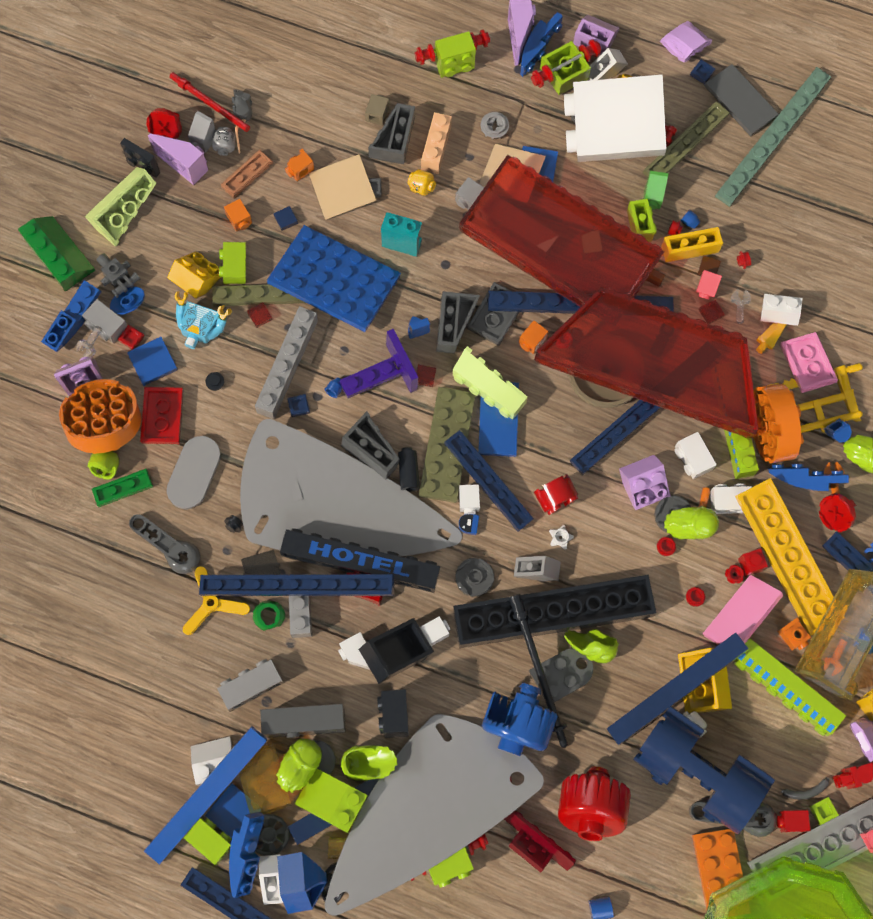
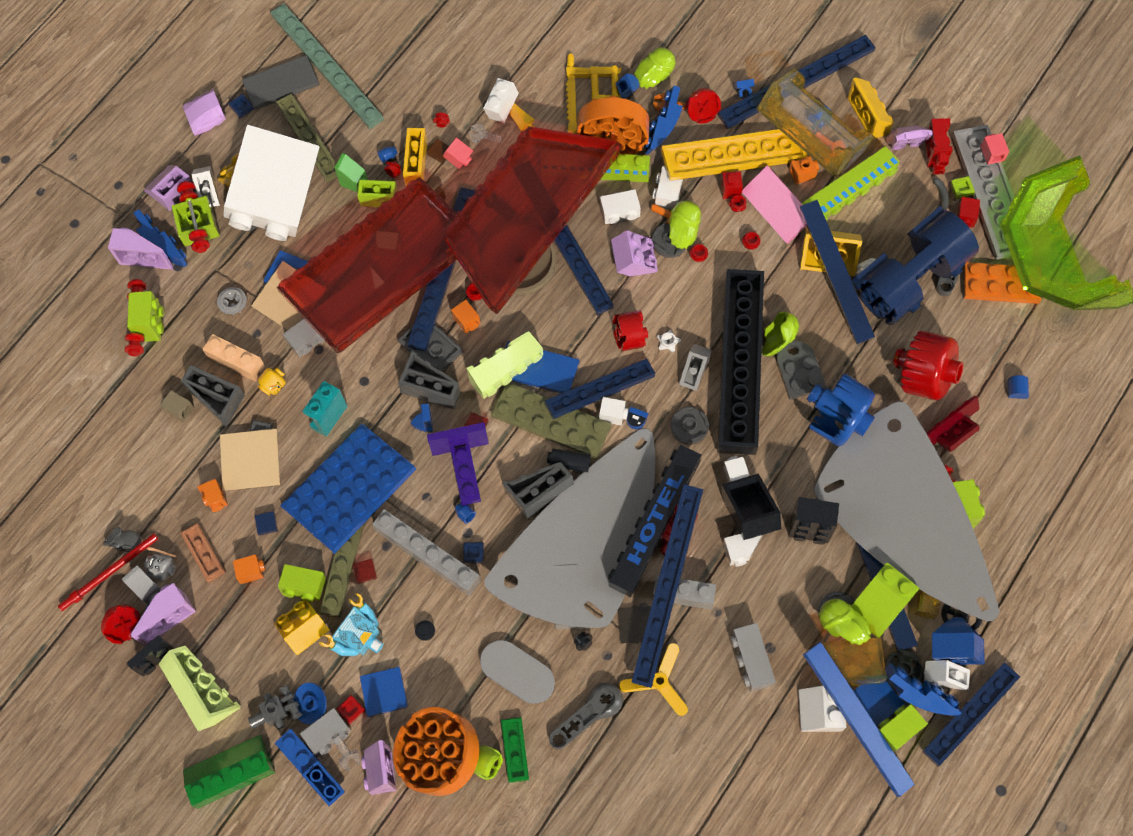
camera: 70 degrees left, 5 degrees down
(161, 415) = (448, 691): red plate -> none
(280, 614) = (676, 634): green piece -> none
(303, 721) = (801, 610): dark grey brick -> none
(368, 762) = (852, 558): lime hair -> none
(520, 615) = (743, 384): black bar -> none
(711, 312) = (484, 160): clear red tile -> none
(808, 362) = (555, 93): bright pink tile -> none

